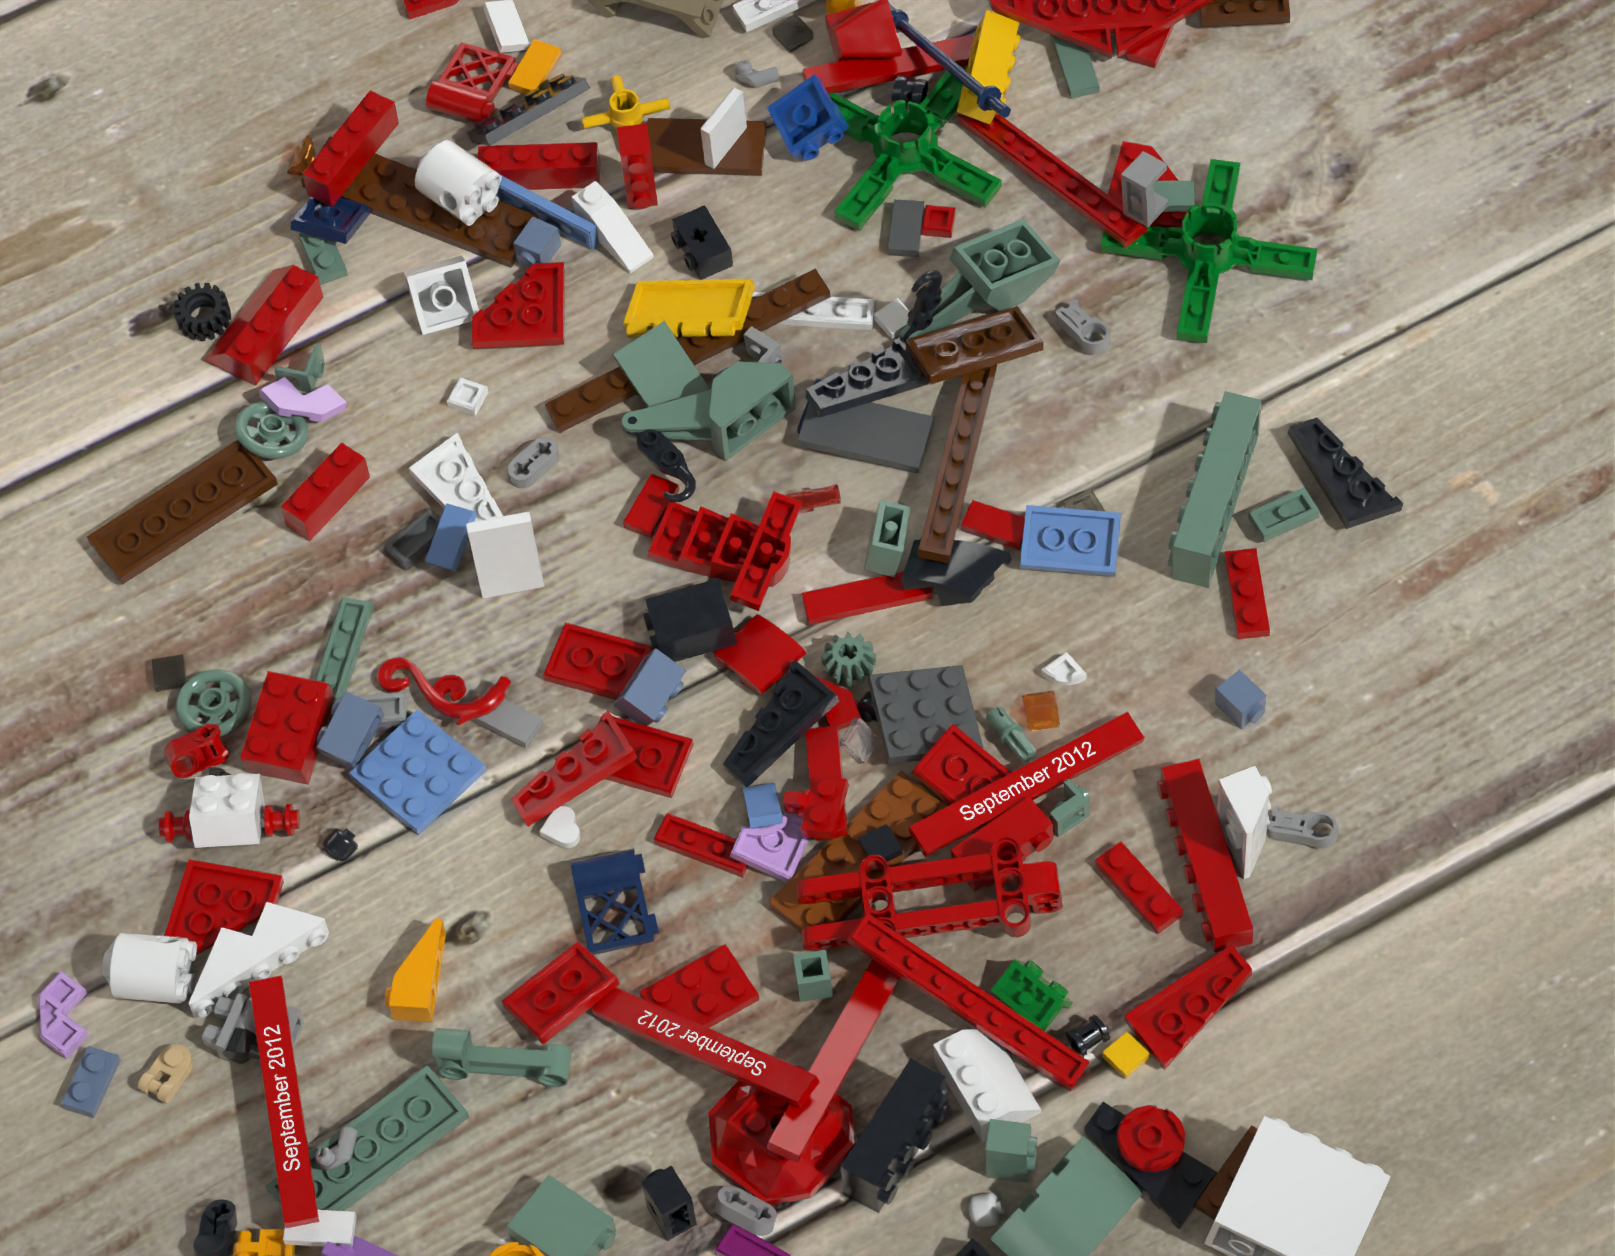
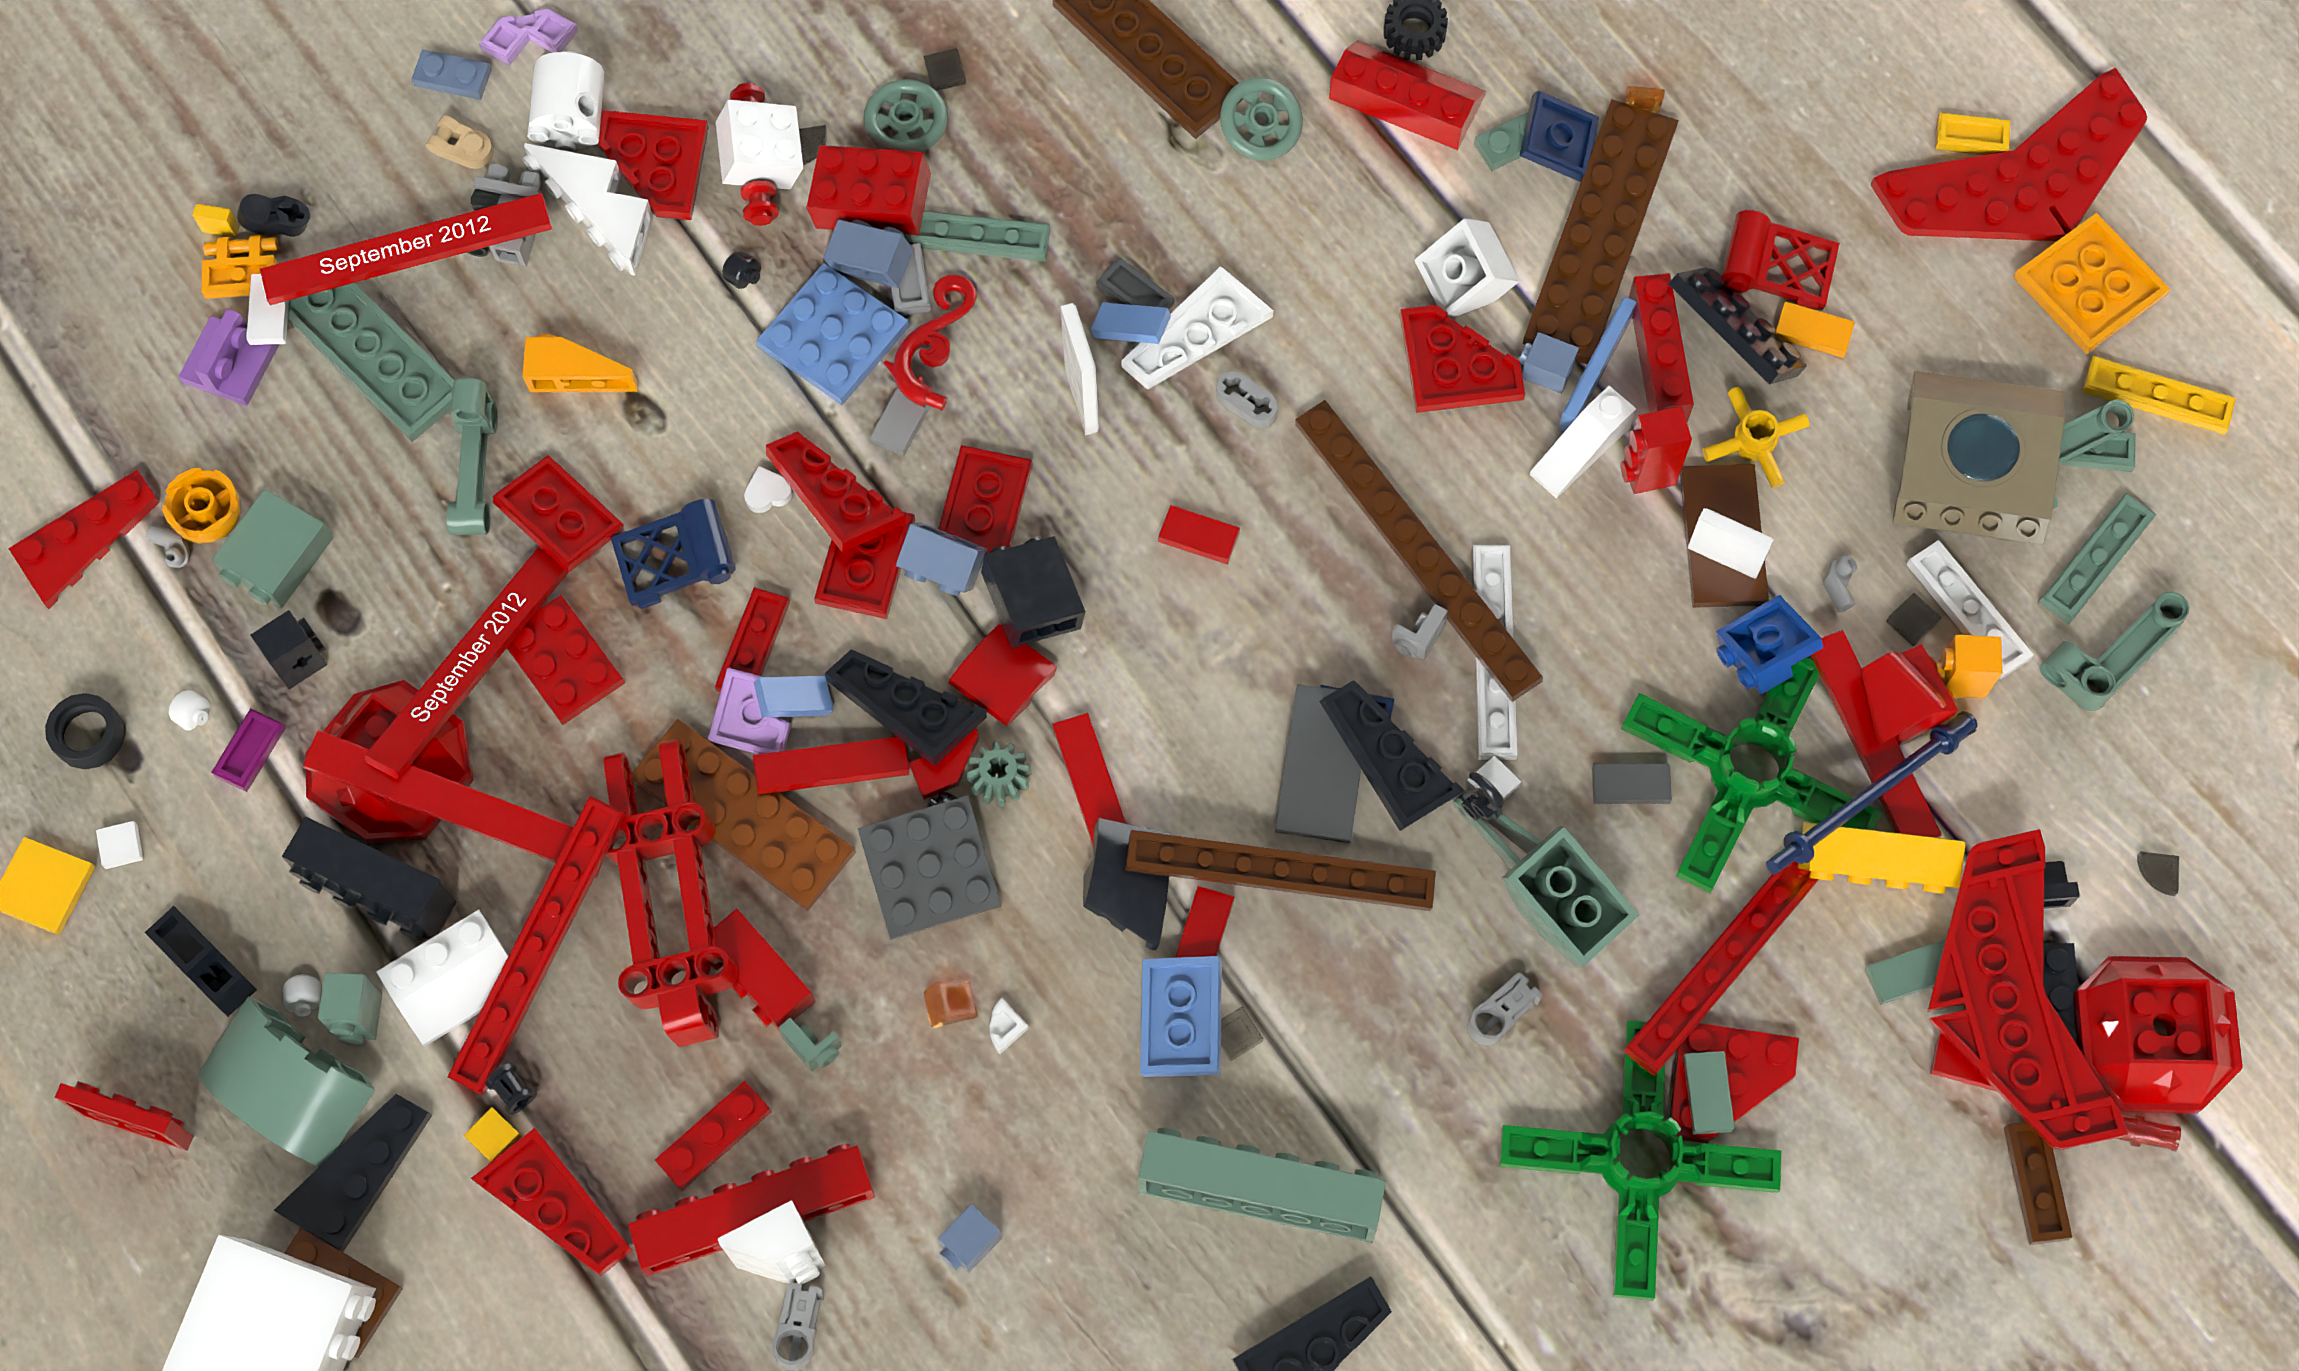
camera: 80 degrees right, 10 degrees up
(197, 751) = (836, 107): red piece -> none
(306, 378) = (1347, 149): sand green bracket -> none
(317, 405) = (1297, 158): lavender tile -> none
(325, 491) = (1181, 185): red brick -> none
(340, 1154) = (352, 314): light grey arm -> none
(350, 148) = (1647, 136): red brick -> none
(457, 181) = (1606, 254): white cylinder -> none
(467, 396) = (1332, 318): white tile -> none
(506, 26) = (1870, 288): white tile -> none
(659, 367) = (1367, 522): sand green tile -> none
(689, 306) = (1468, 538): yellow hinge -> none
(701, 242) = (1564, 562): black brick -> none
(730, 546) = (1140, 625): red slope -> none
(732, 414) = (1315, 593): sand green slope -> none
(745, 1210) = (286, 730): light grey beam -> none
(812, 975) = (573, 772): sand green brick -> none
(817, 497) = (1219, 706): clear red pin -> none
(818, 807) = (785, 756): red hinge -> none
(859, 740) = (889, 795): clear tile -> none
(881, 843) = (742, 830): black tile -> none
(887, 538) = (1159, 797): sand green brick -> none
(909, 90) = (1836, 764): black wheel -> none
(938, 221) = (1648, 821): red tile -> none
(957, 766) = (840, 924): red tile -> none
(974, 345) = (1455, 877): reddish brown tile -> none
(1011, 734) = (908, 970): sand green axle -> none
(1030, 780) = (836, 992): red tile -> none
(1031, 994) = (565, 1022): green bracket -> none
(1138, 192) = (1688, 1058): light grey panel -> none
(1151, 1138) = (371, 1168): red tile -> none
(1247, 593) = (1129, 1240): red plate -> none
(1284, 514) = (1244, 1278): sand green plate -> none

